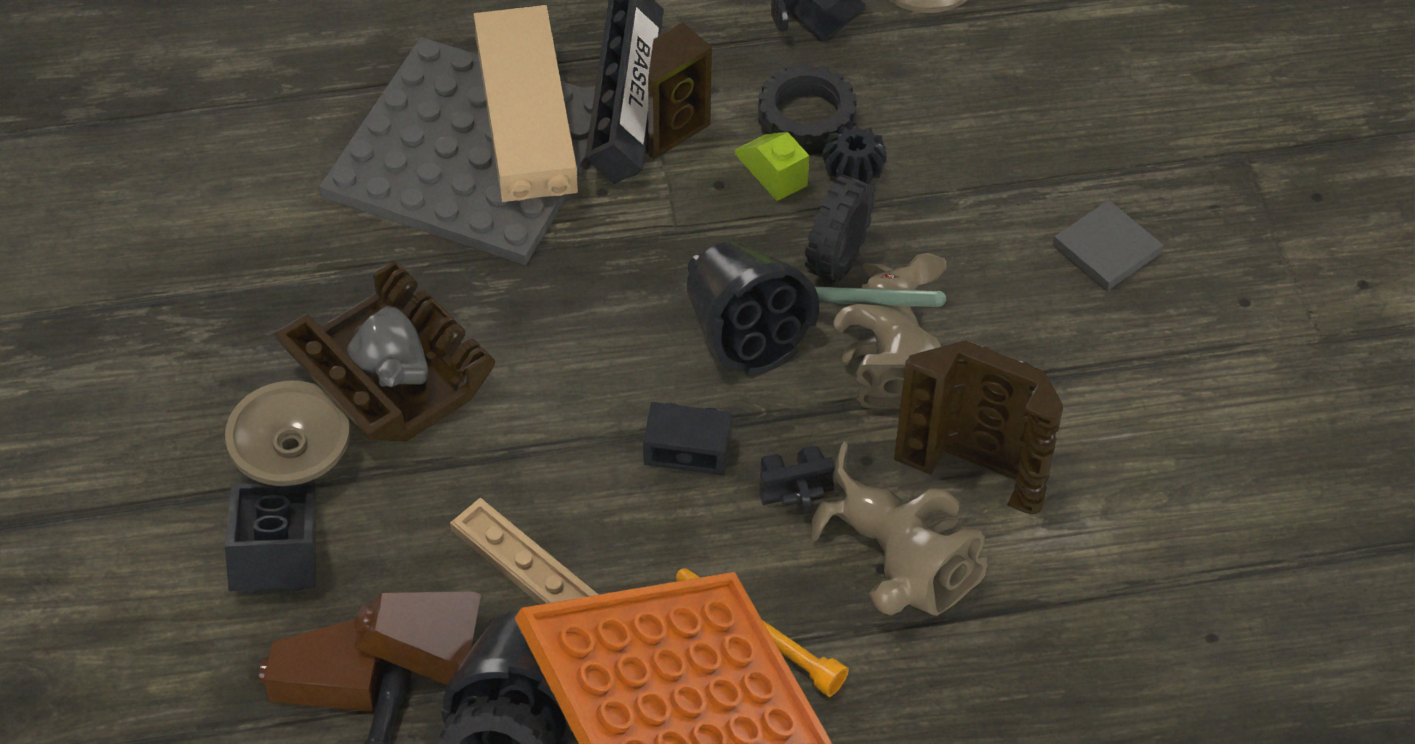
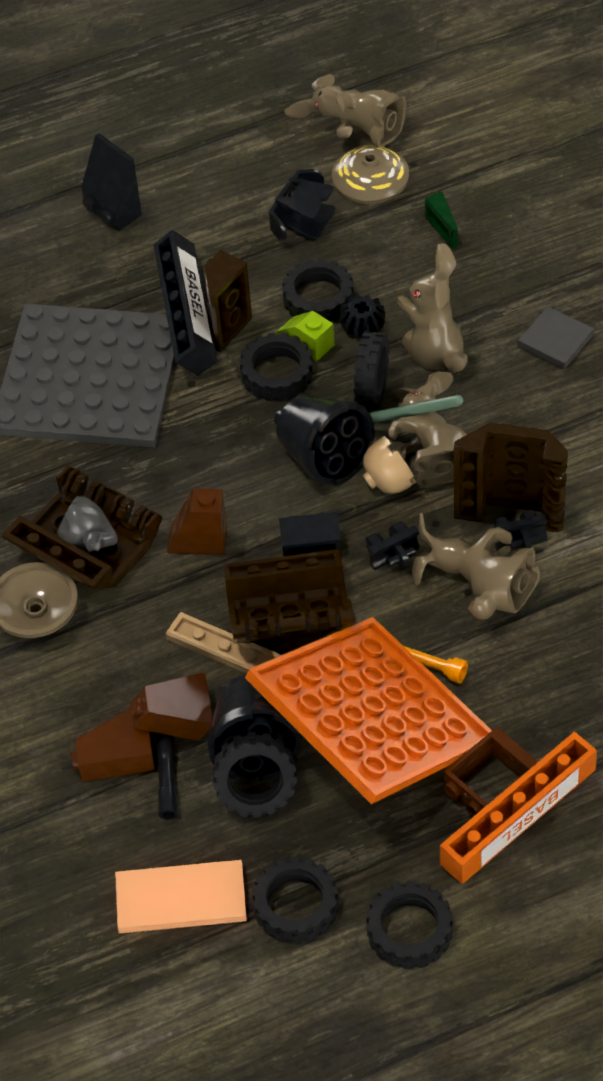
camera: 10 degrees left, 0 degrees up
(271, 537) = (46, 672): black slope -> none
(525, 104) = (120, 333): tan brick -> none
(544, 385) = (200, 524): none -> reddish brown slope
(626, 513) = (287, 596): none -> dark brown slope
(719, 166) = (281, 387): none -> black tyre
(819, 369) = (386, 468): none -> tan cylinder
(943, 206) = (436, 338): none -> dark tan animal
(981, 504) = (524, 532): none -> black hips
(1000, 49) = (441, 218): none -> dark green slope

